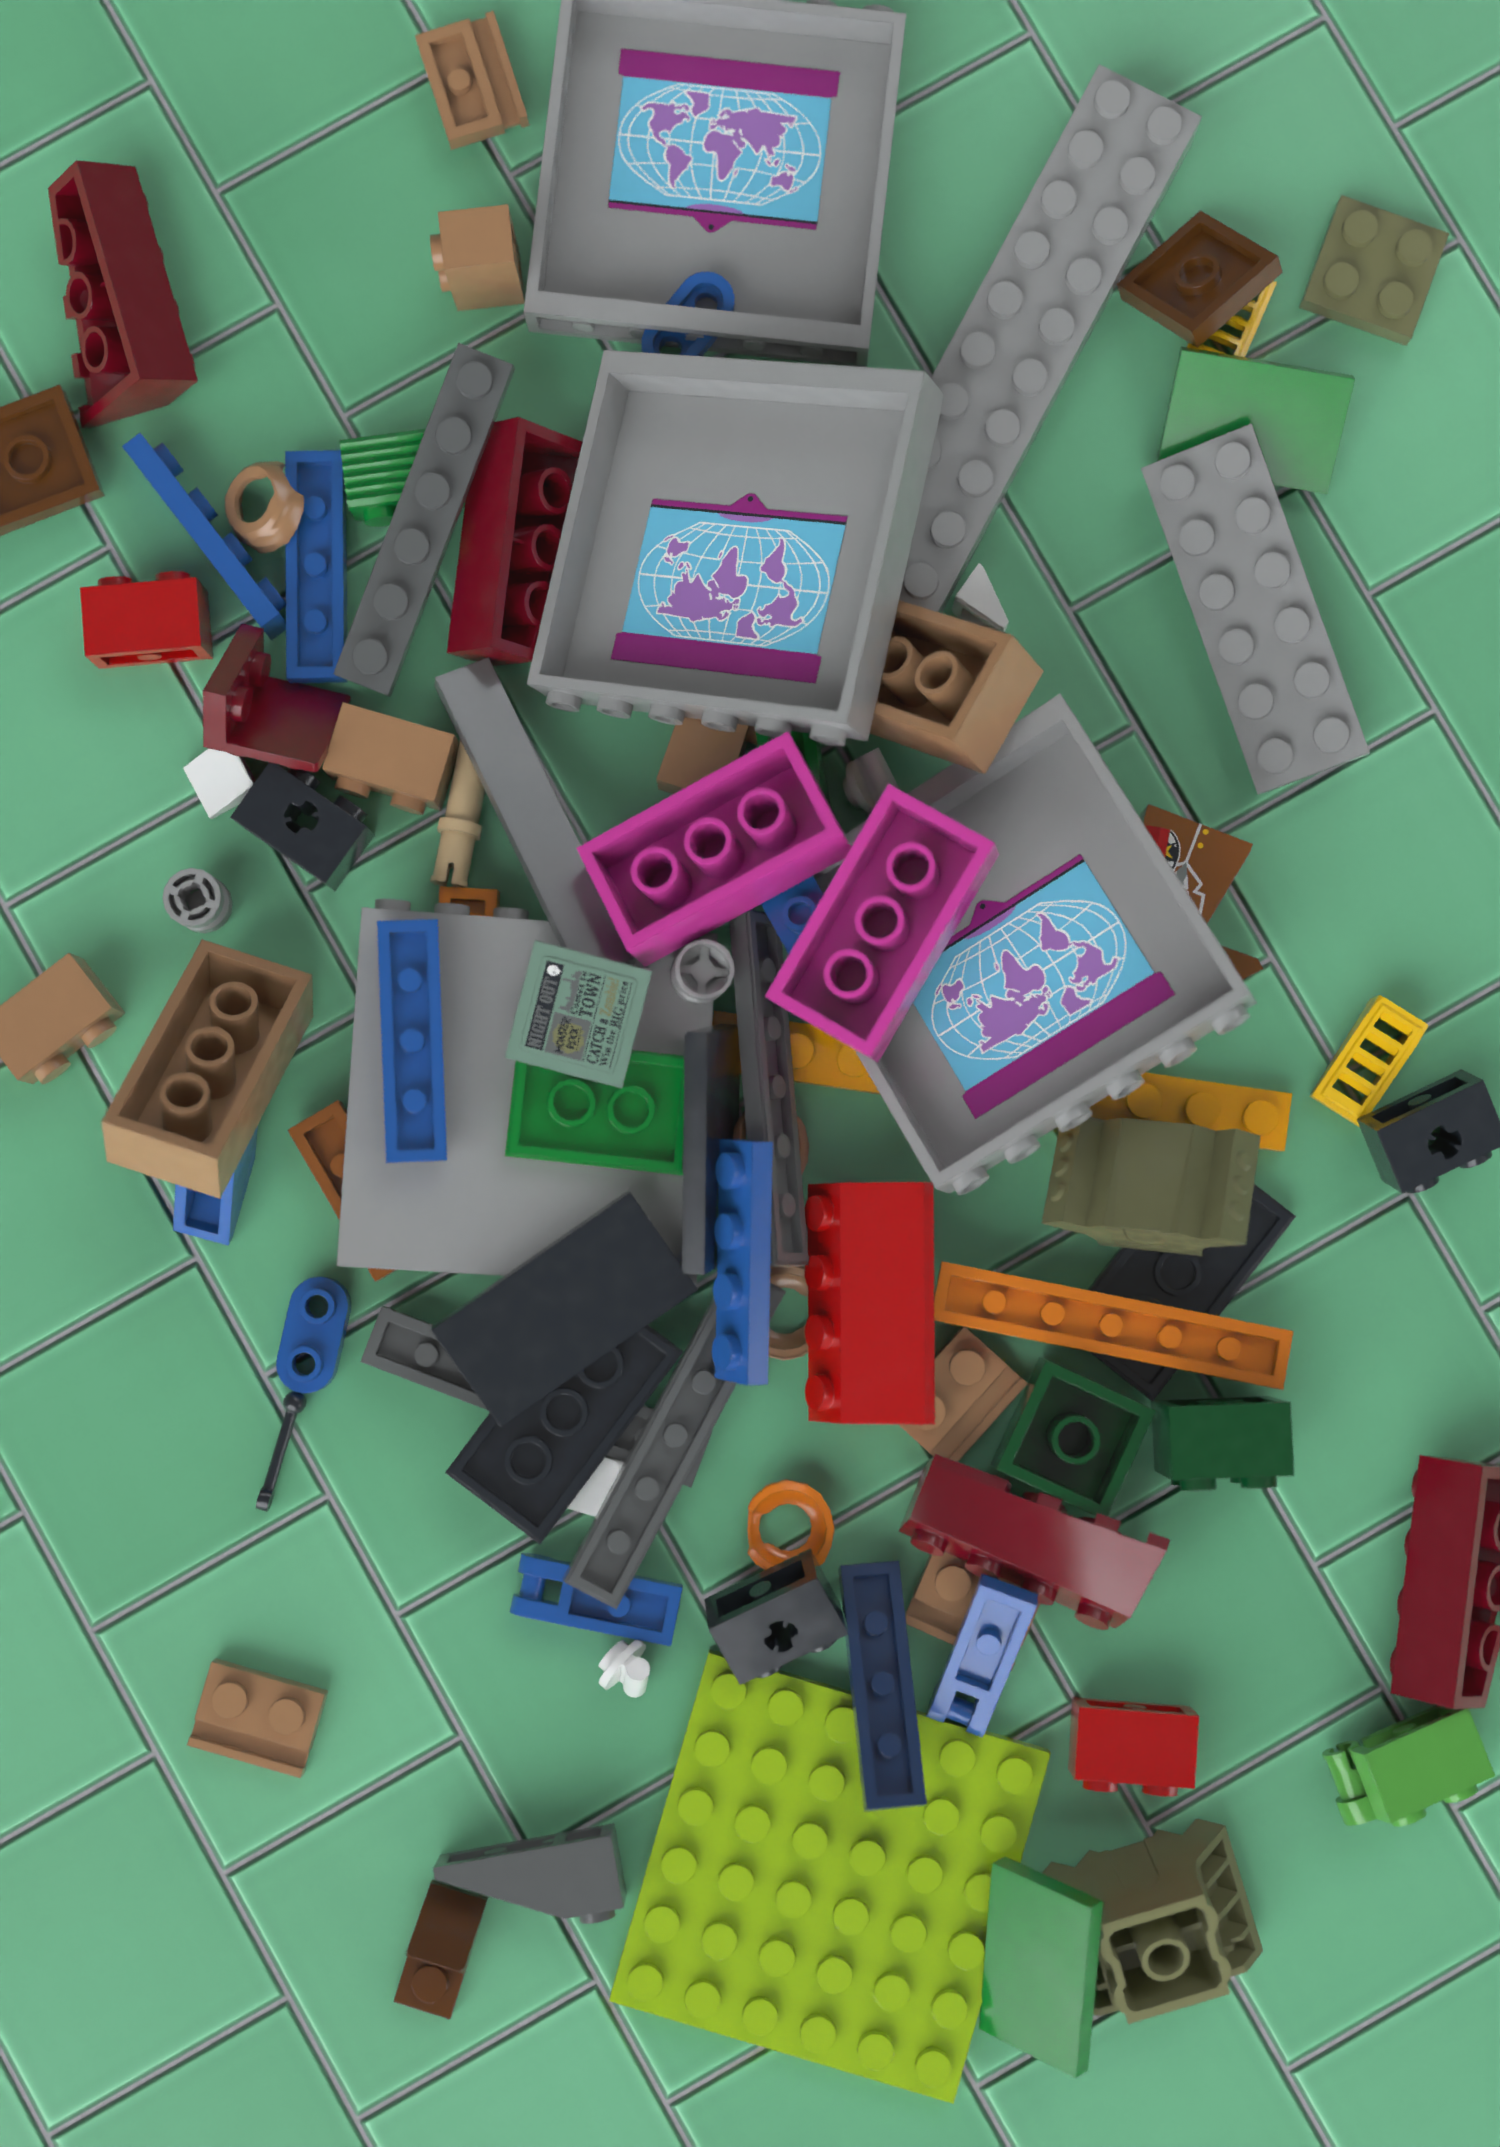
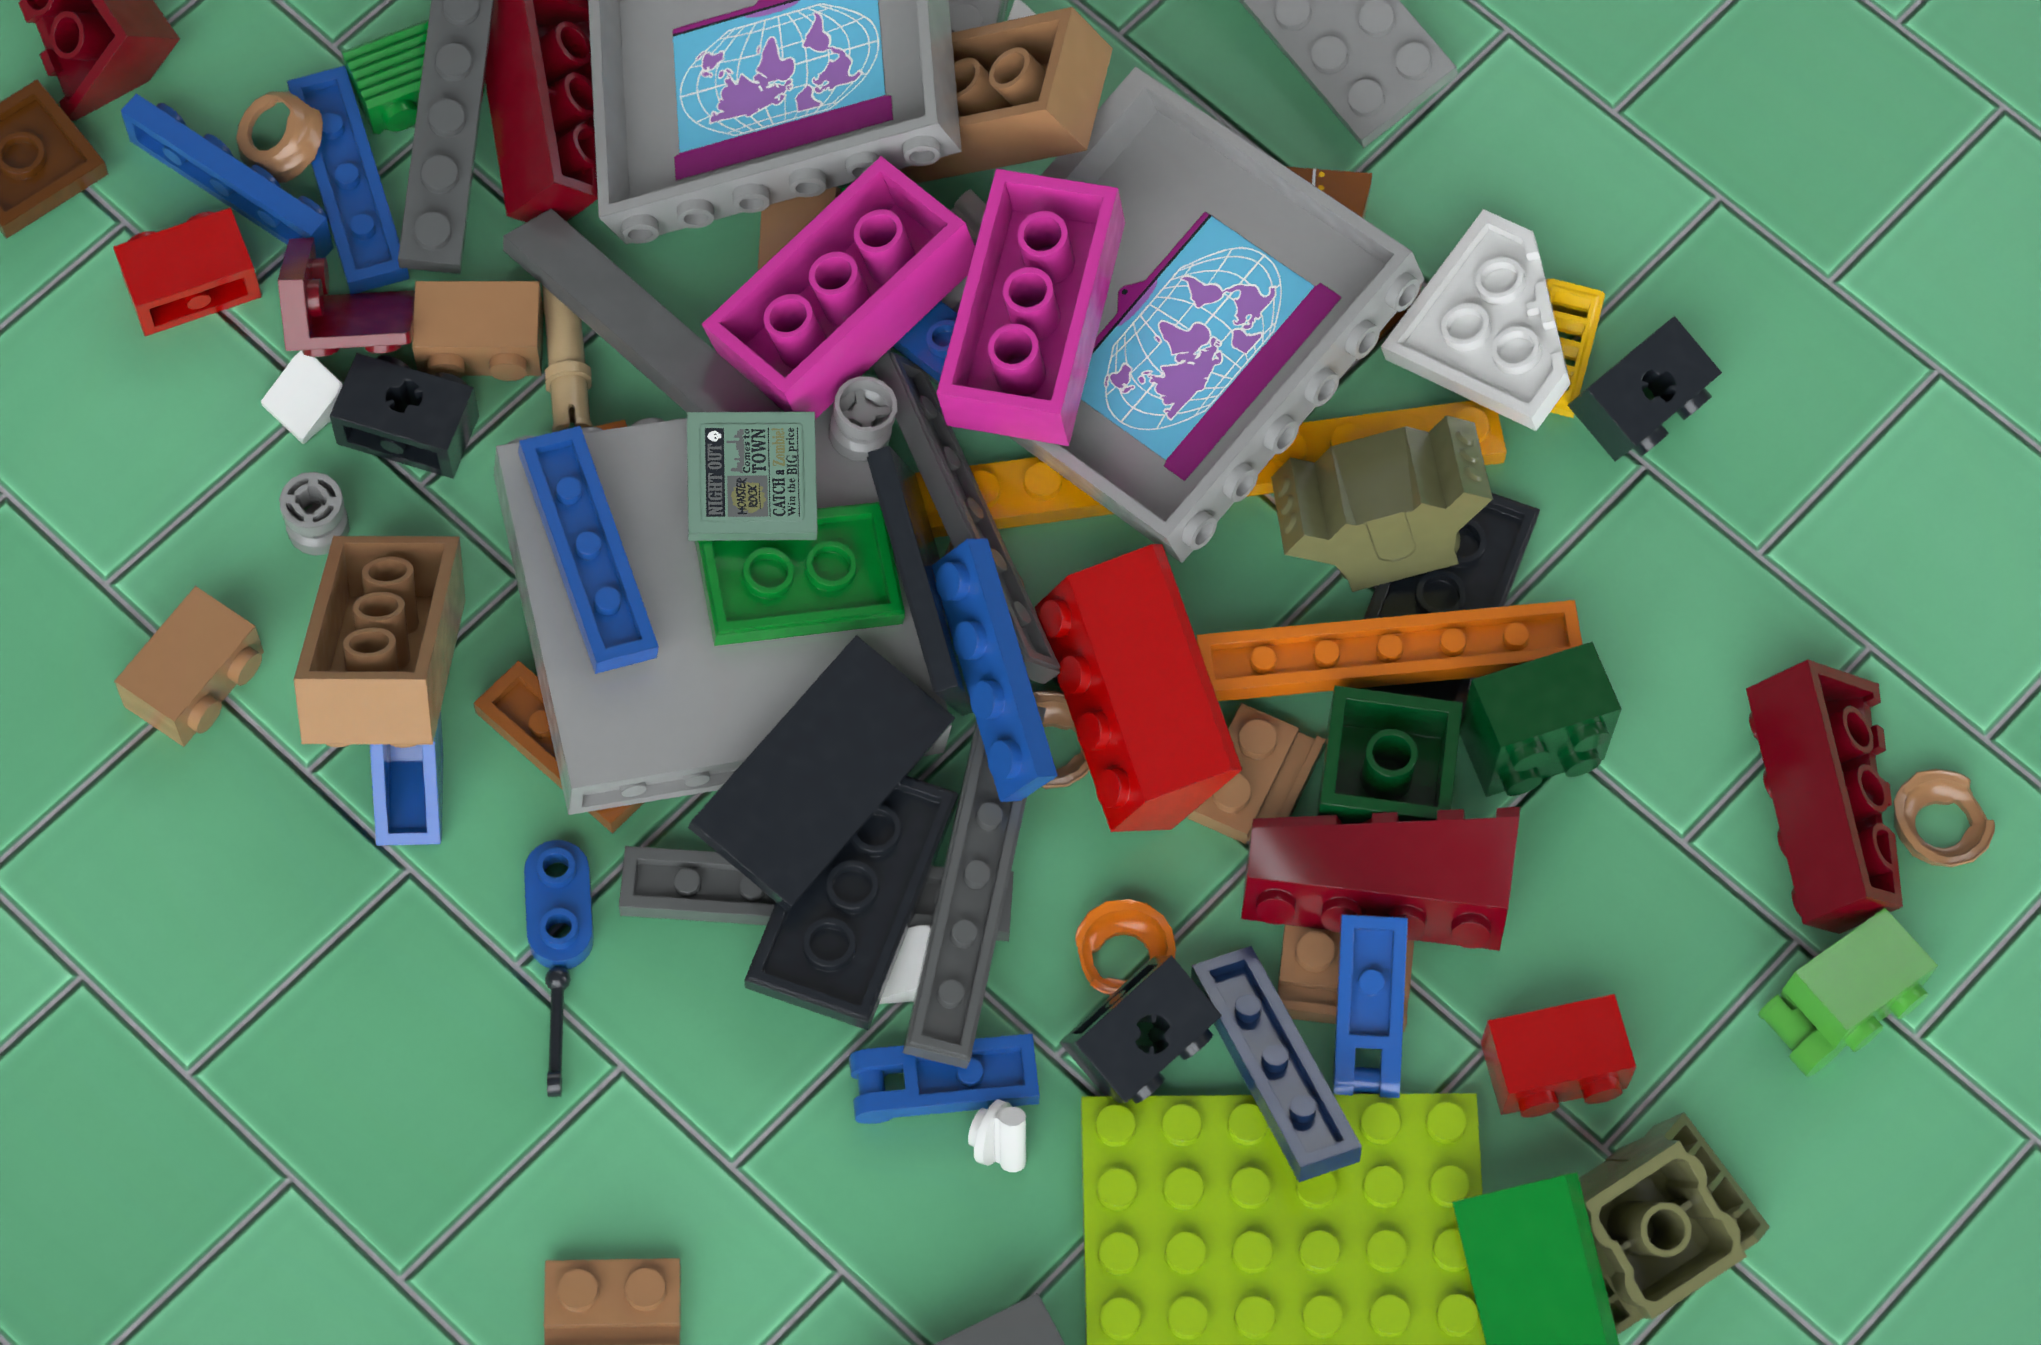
camera: 25 degrees left, 20 degrees down
(1315, 1027) = (1487, 325): none -> white plate

